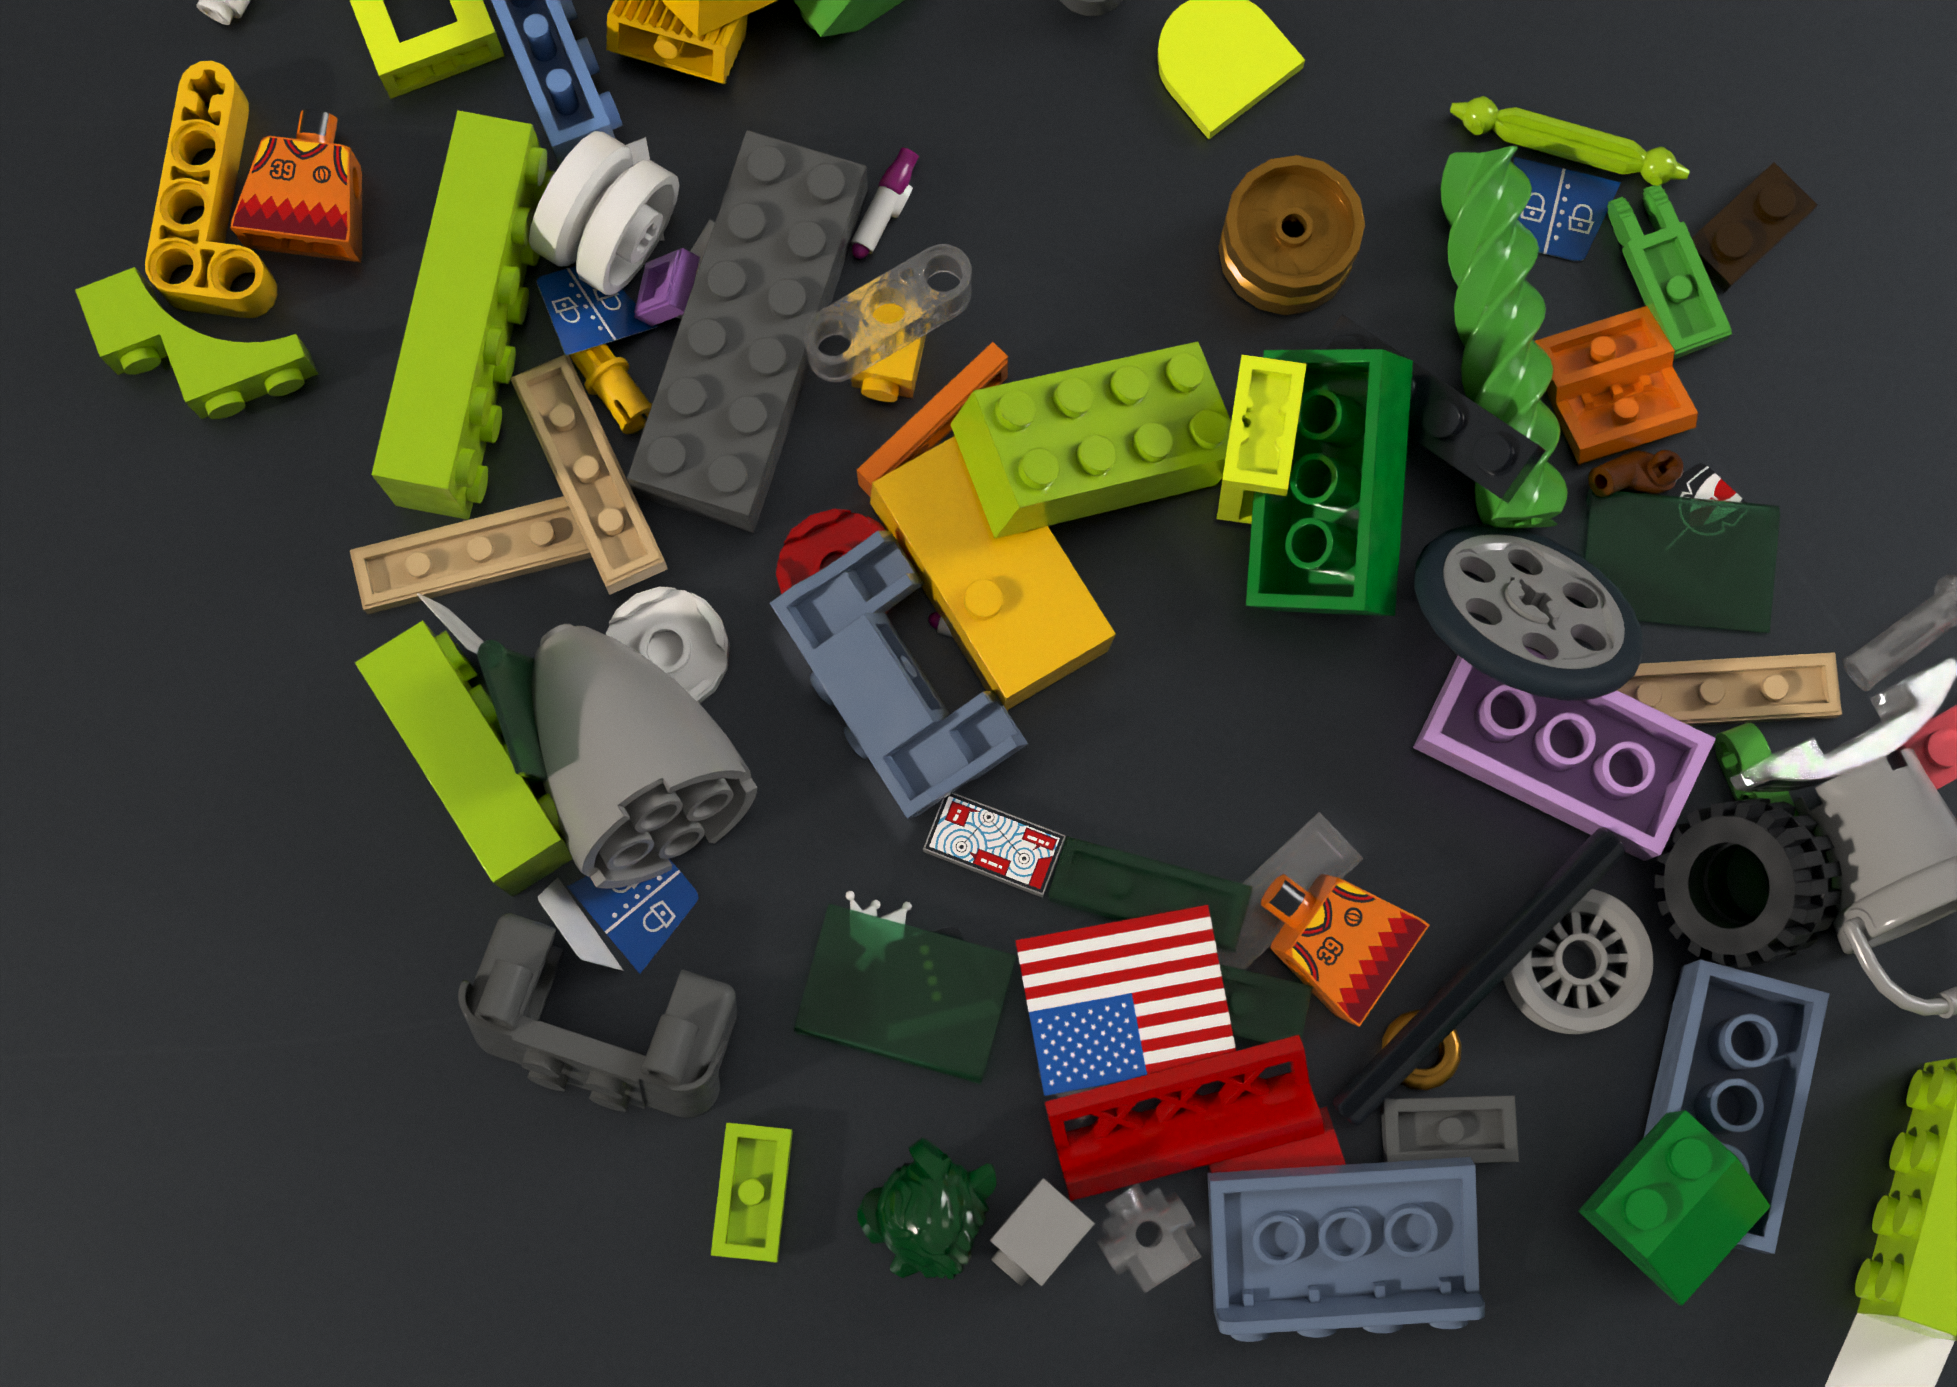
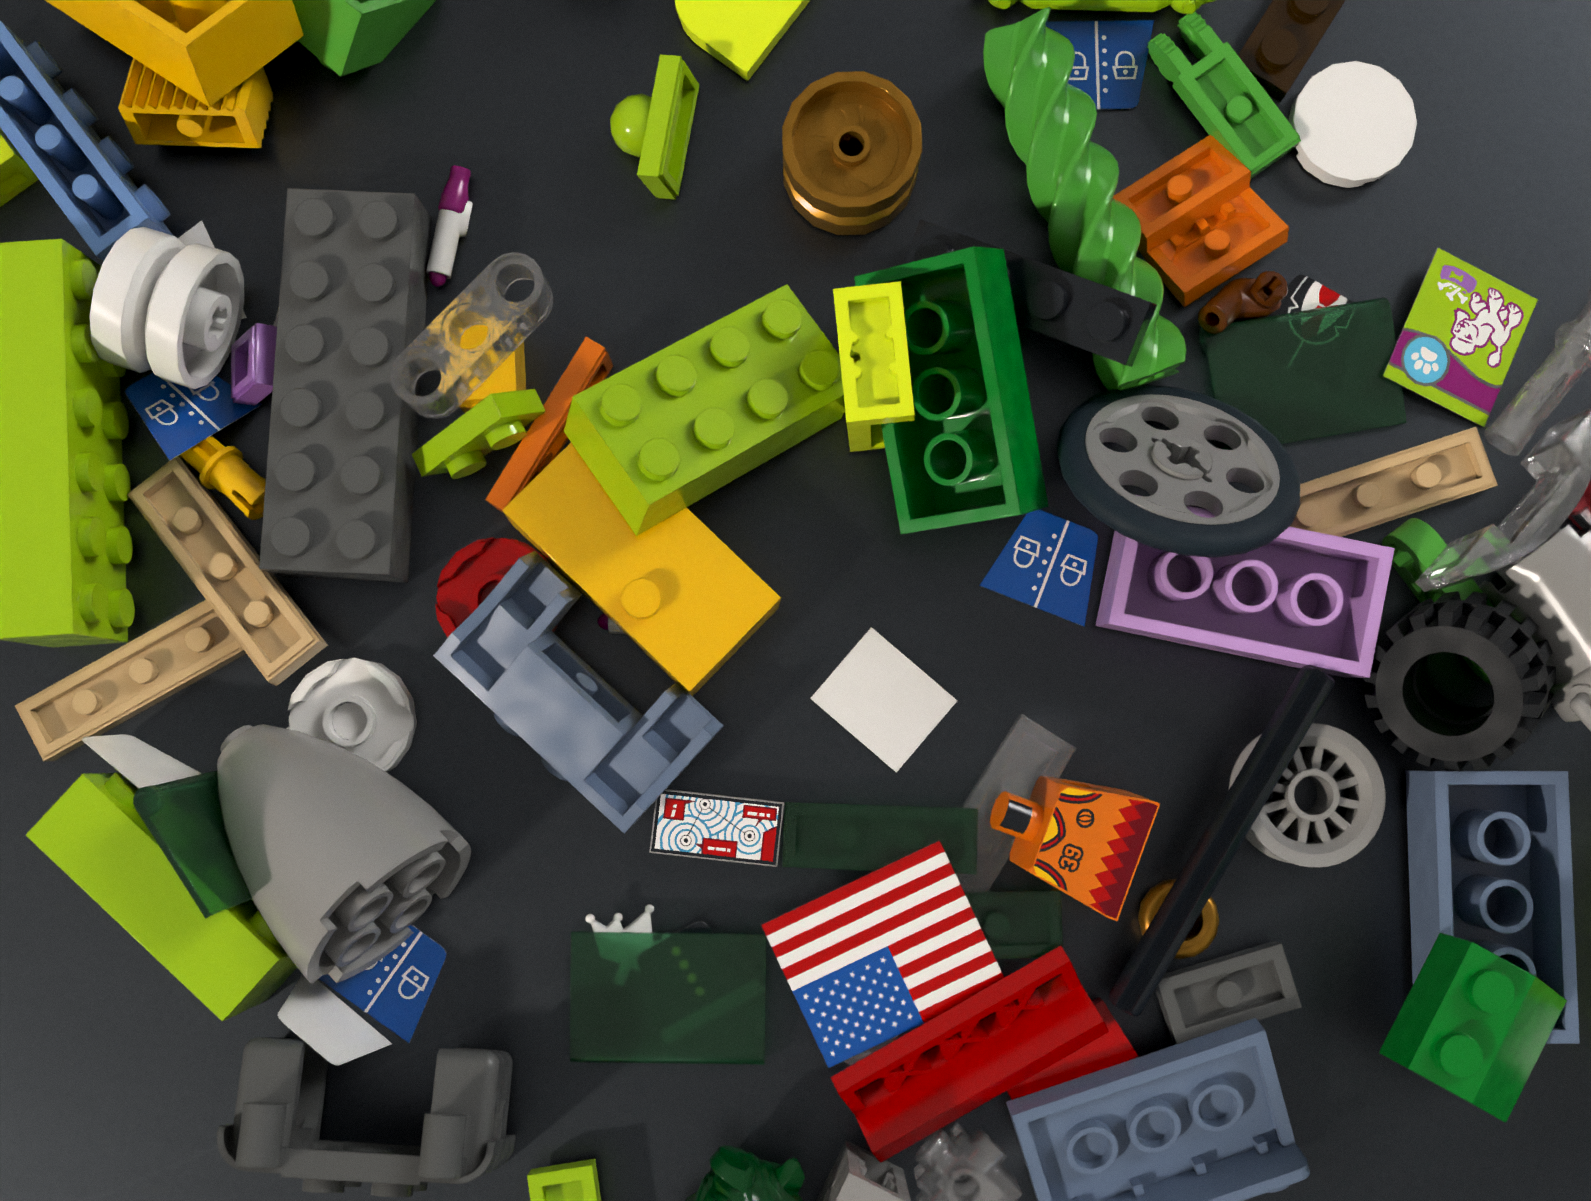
camera: 10 degrees left, 5 degrees up
(878, 401) = (488, 426): none -> lime plate
(1112, 162) = (659, 126): none -> lime tile
(1187, 766) = (883, 699): none -> white sticker
(1380, 679) = (1047, 566): none -> blue sticker
(1788, 331) = (1353, 124): none -> white tile
(1843, 564) = (1460, 337): none -> sticker

